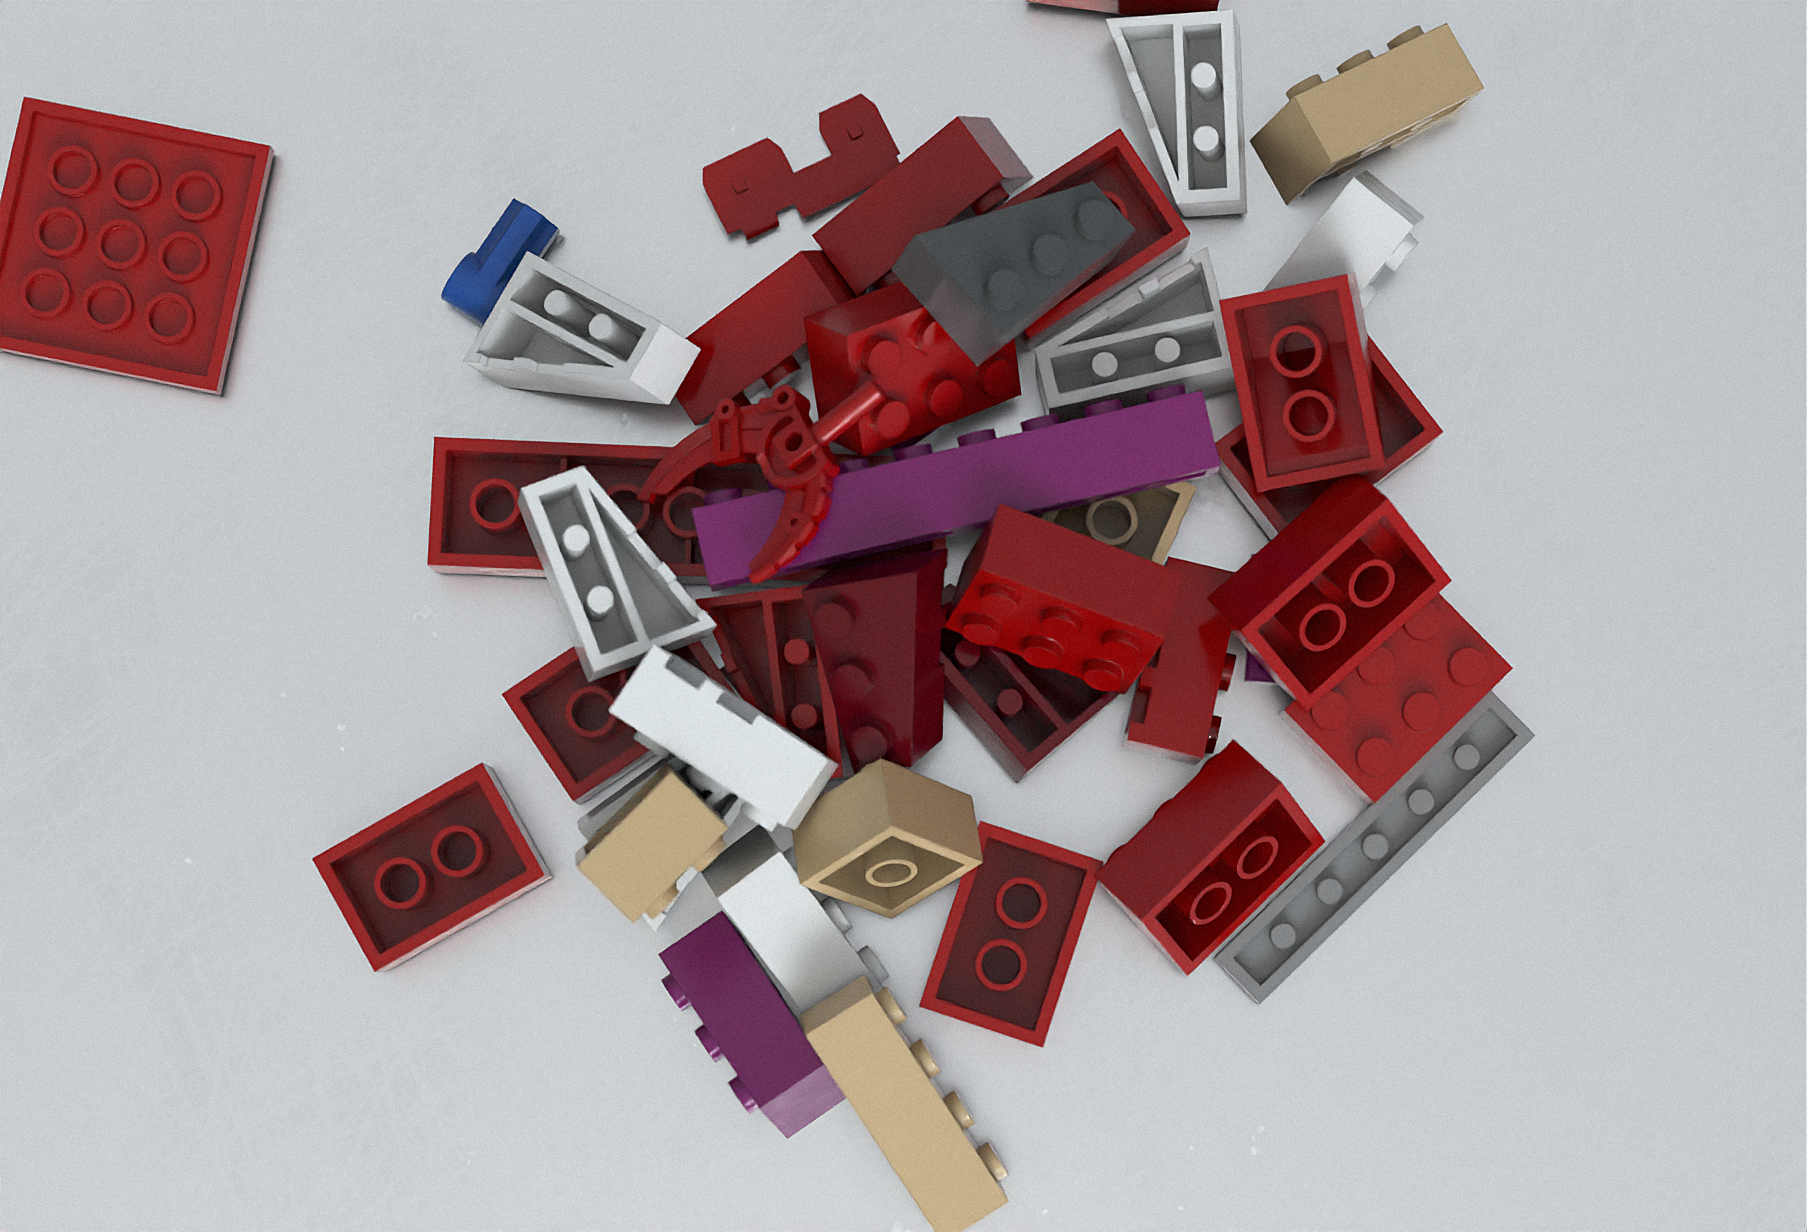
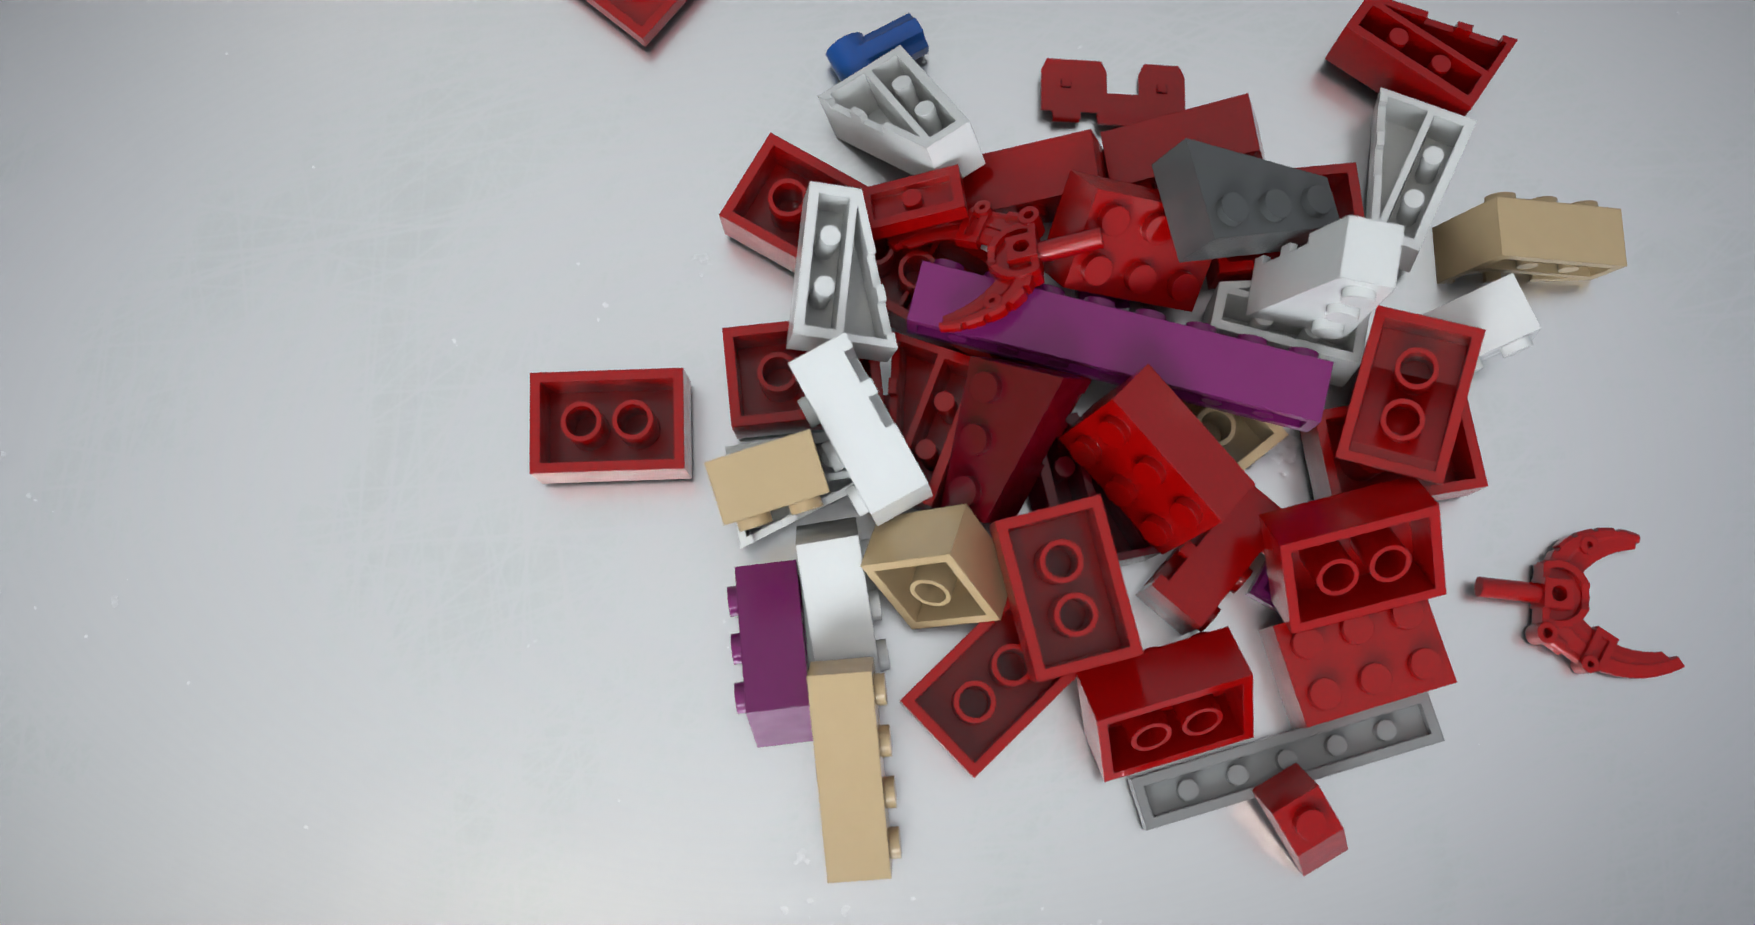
camera: 25 degrees right, 5 degrees down
(646, 441) = (916, 202): none -> red plate
(1035, 794) = (1066, 589): none -> red brick
(1151, 304) = (1329, 280): none -> white wedge
(1420, 904) = (1302, 818): none -> red slope
(1594, 507) = (1561, 602): none -> red bar

